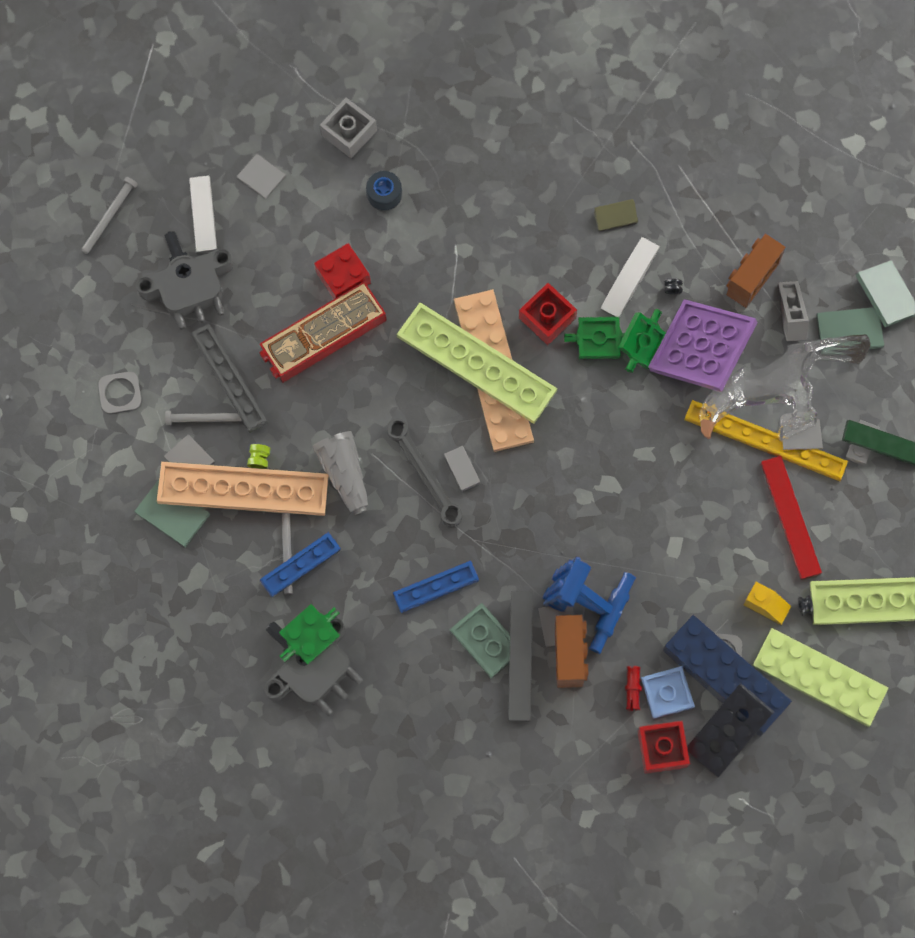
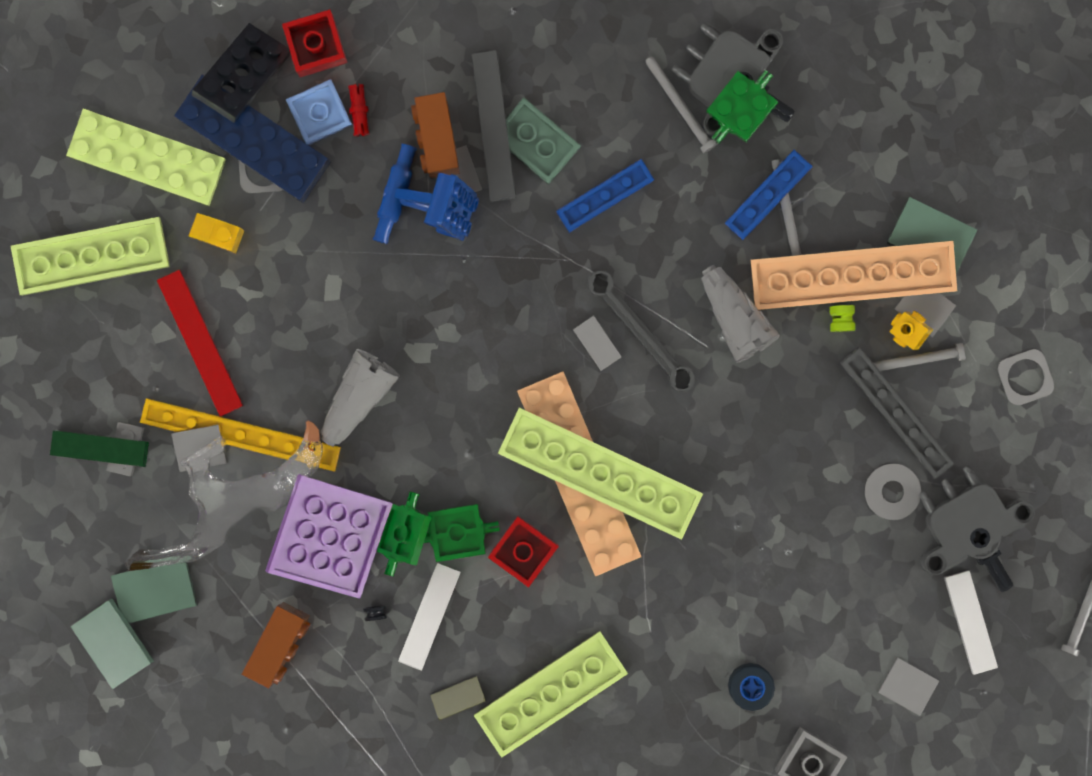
camera: 170 degrees right, 15 degrees up
(205, 438) = (918, 333): none -> yellow brick
(244, 335) = (879, 478): none -> light grey gear
(322, 332) = (794, 487): brick -> none
(341, 271) = (783, 567): red brick -> none
(360, 651) = (707, 143): none -> light grey bar
(542, 207) = (550, 694): none -> yellowish green plate
(660, 458) = (362, 388): none -> light grey cone
(793, 311) = (225, 603): light grey slope -> none
(805, 605) = (171, 237): black bush -> none

